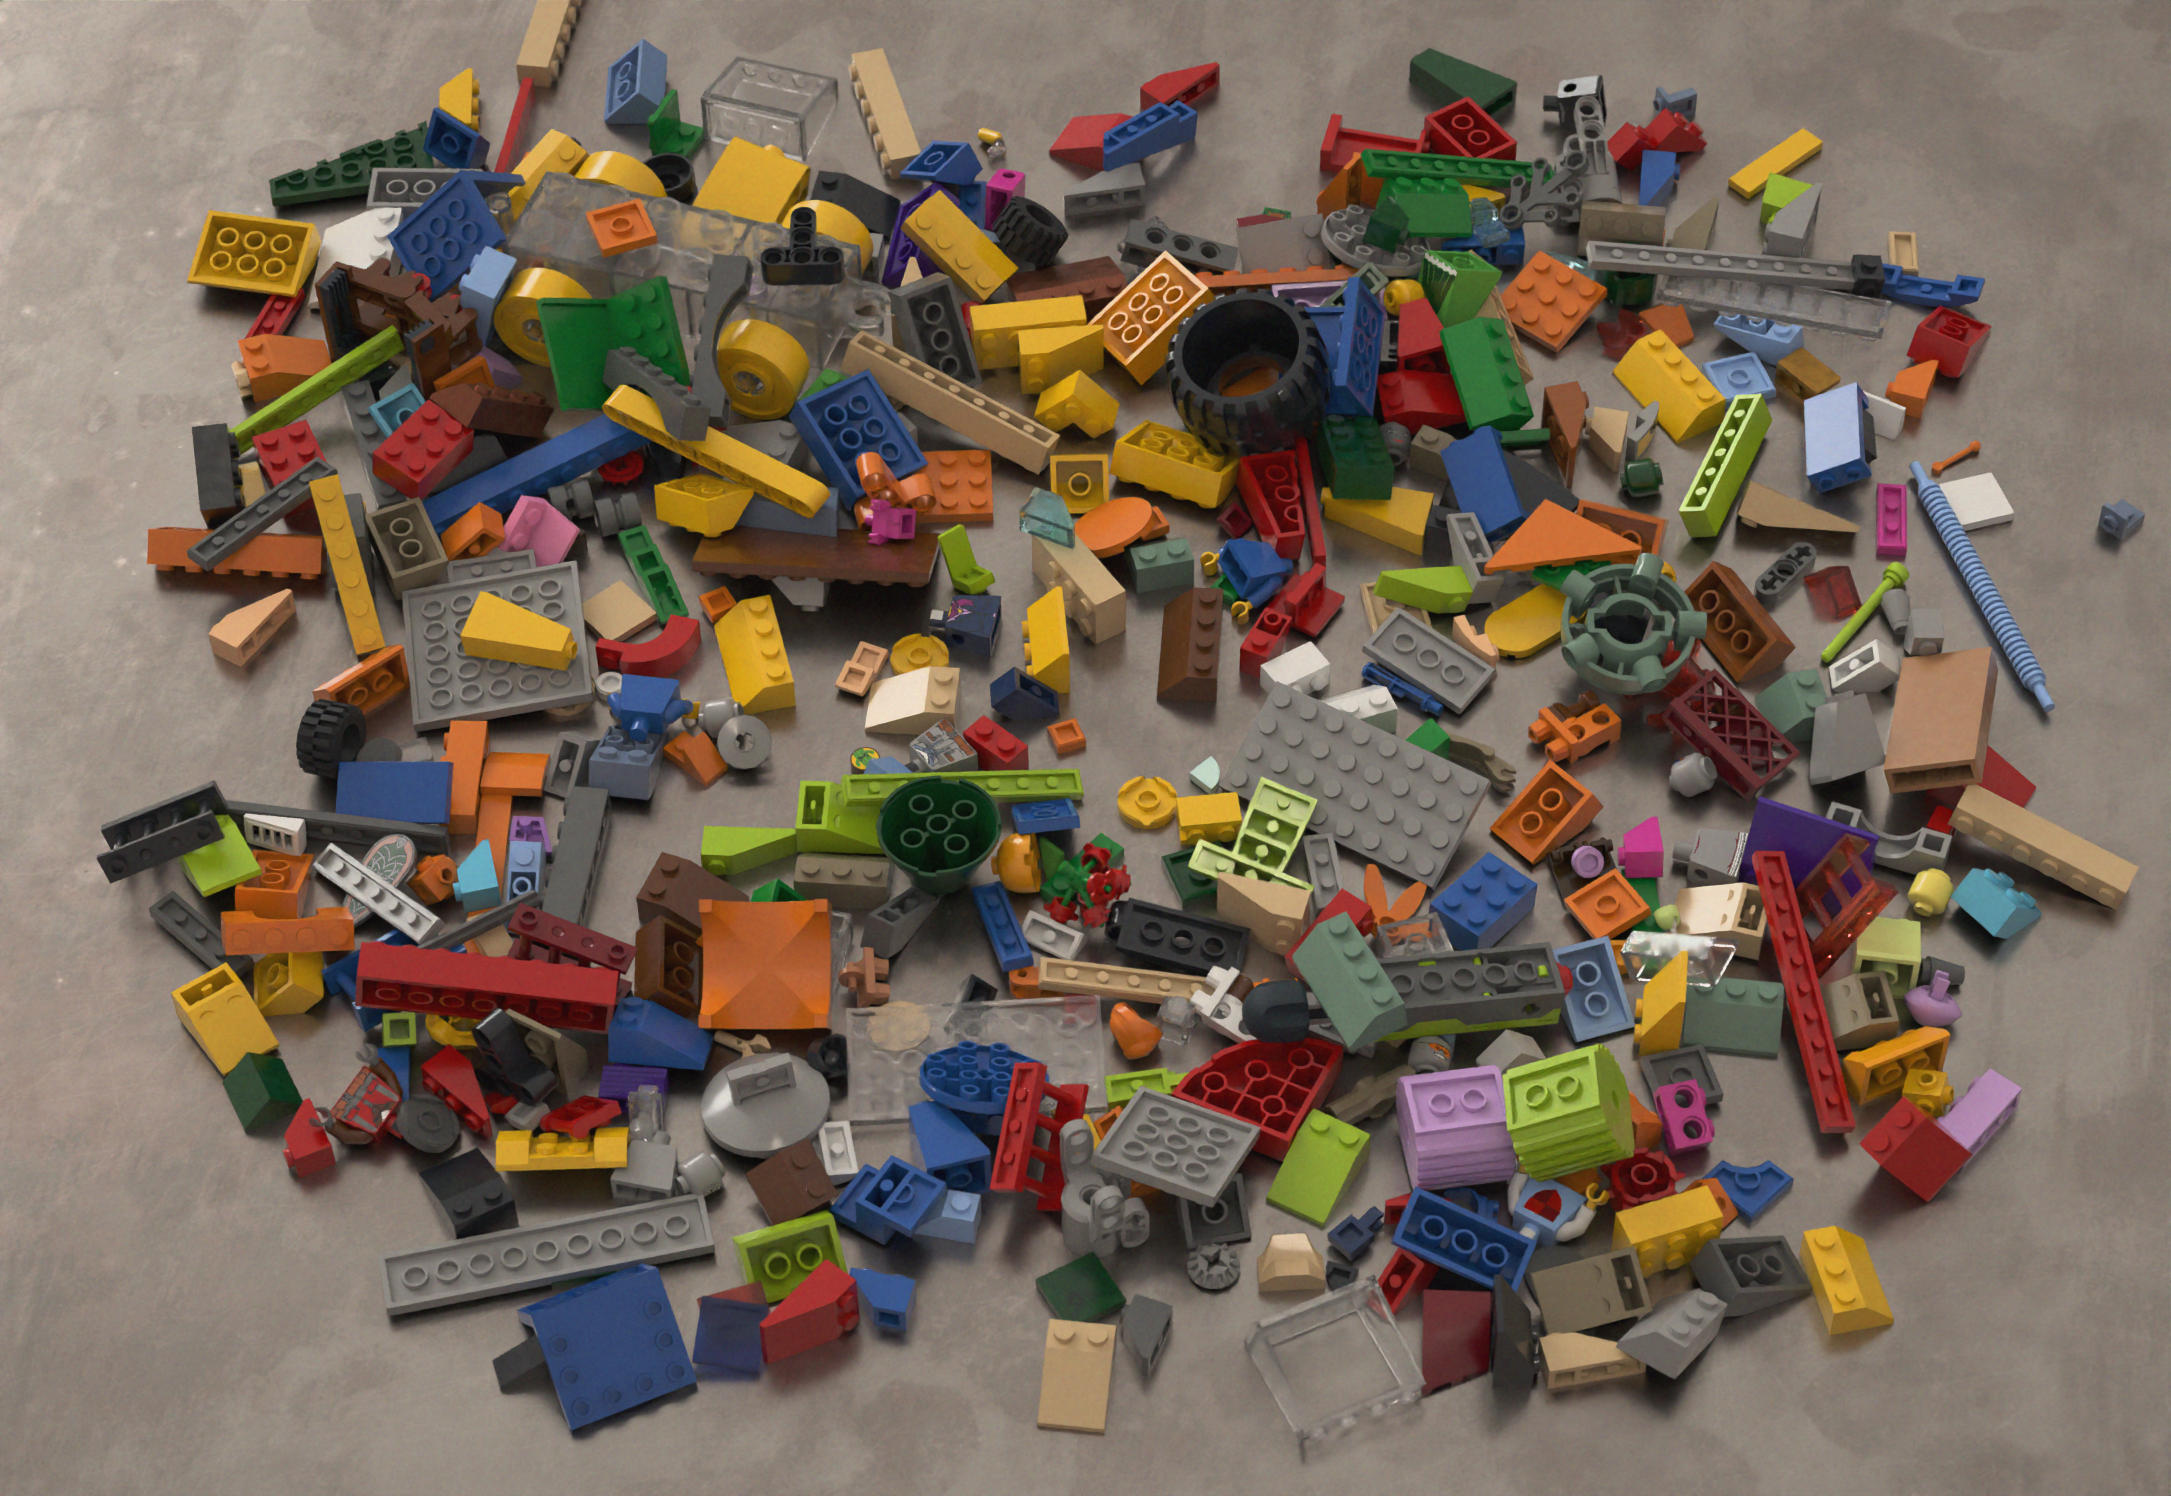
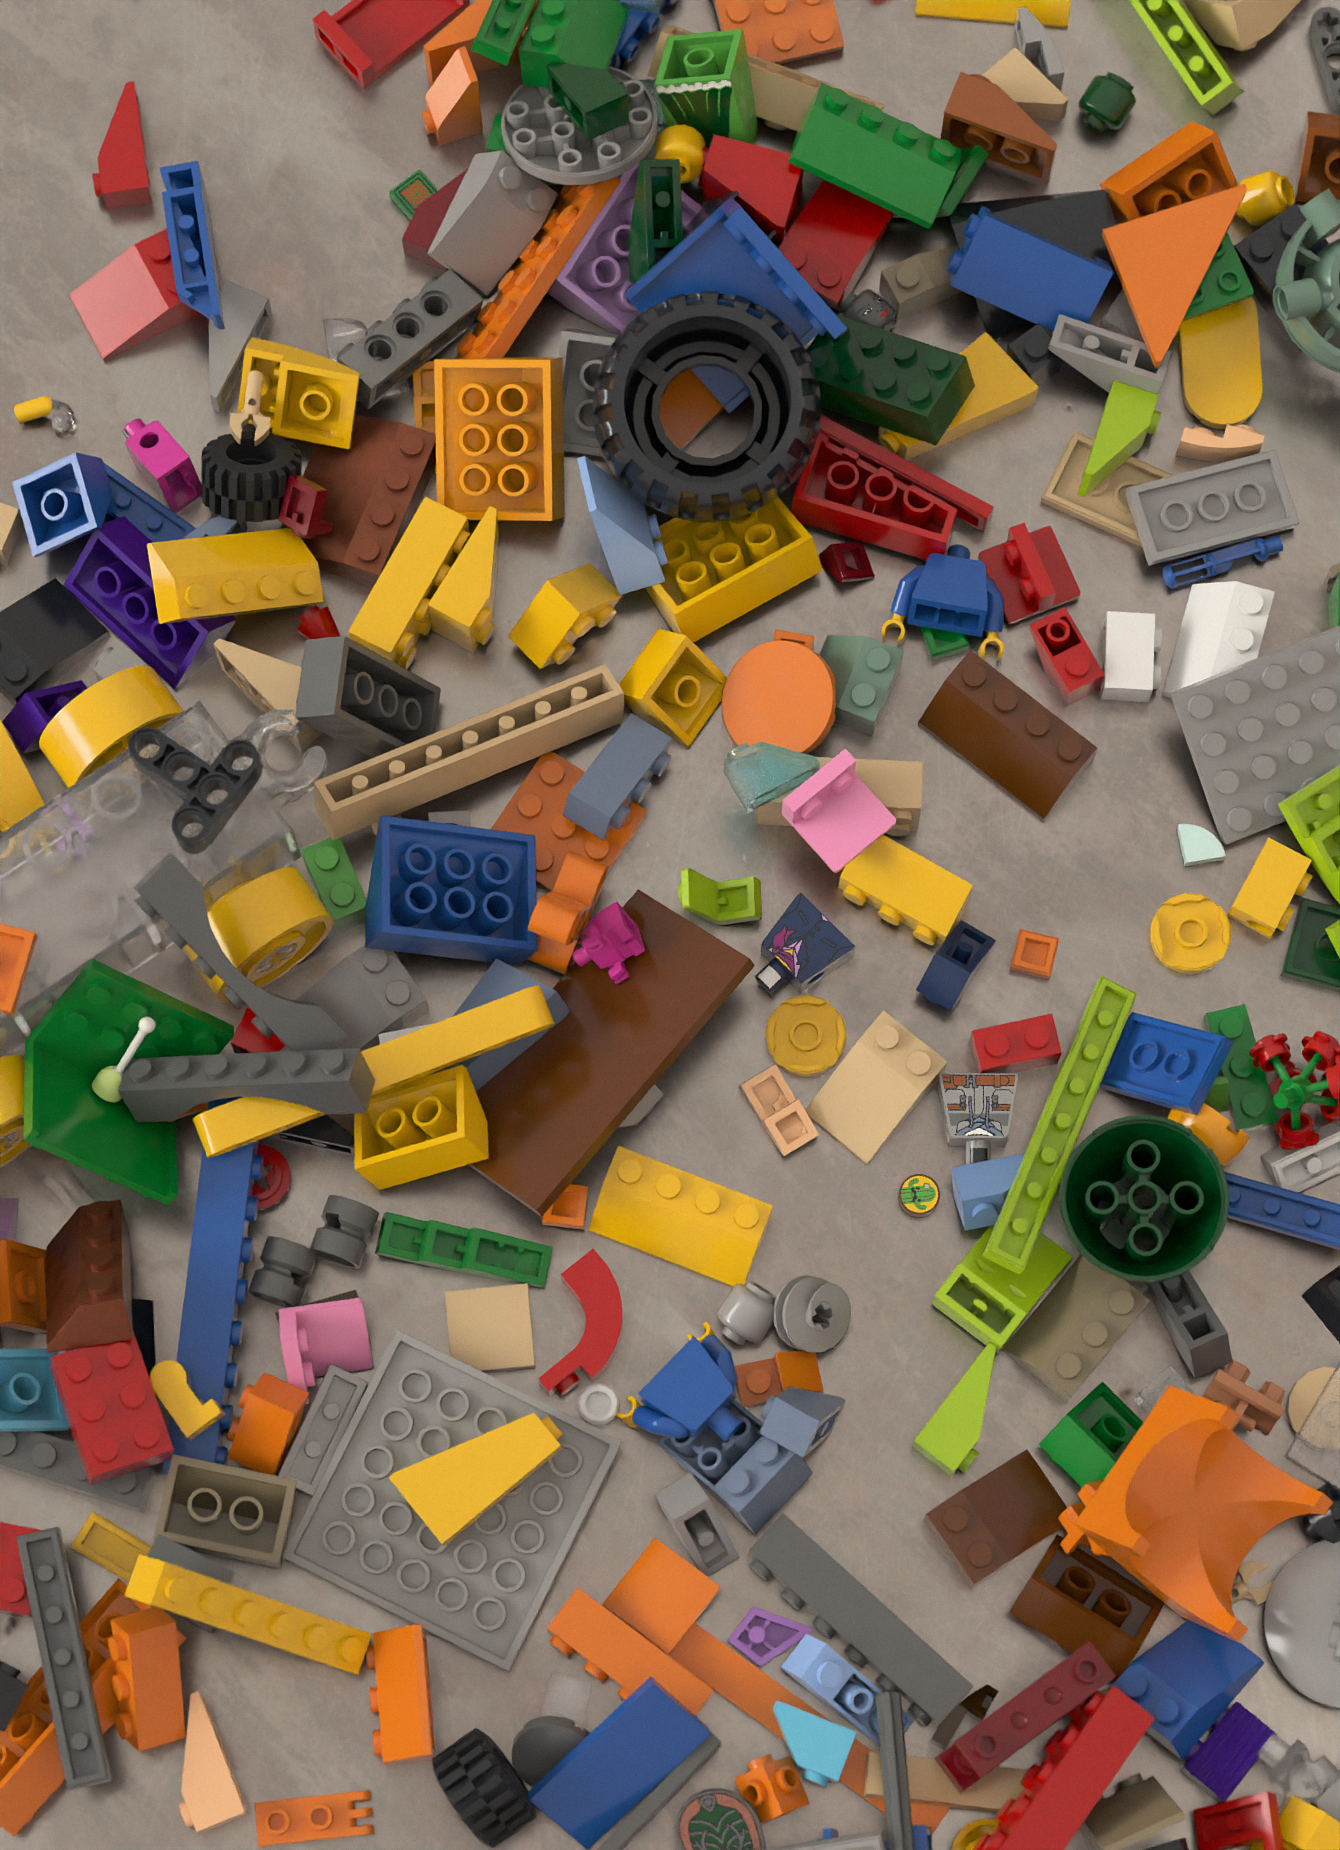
camera: 55 degrees left, 25 degrees up
(258, 692) = (311, 1818): none -> orange hinge
(279, 557) = (147, 1678): none -> orange brick
(453, 485) = (174, 1389): none -> yellow leg
(652, 331) = (109, 1079): none -> hinge
(674, 766) = (800, 1418): none -> sand blue slope
(994, 477) = (618, 777): none -> sand blue brick
(1029, 254) = (304, 507): none -> dark red bracket
(1054, 557) = (837, 812): none -> bright pink bracket
(1063, 205) = (251, 411): none -> tan bar
(1097, 221) = (303, 393): none -> yellow slope
(1142, 390) = (623, 530): none -> light blue slope

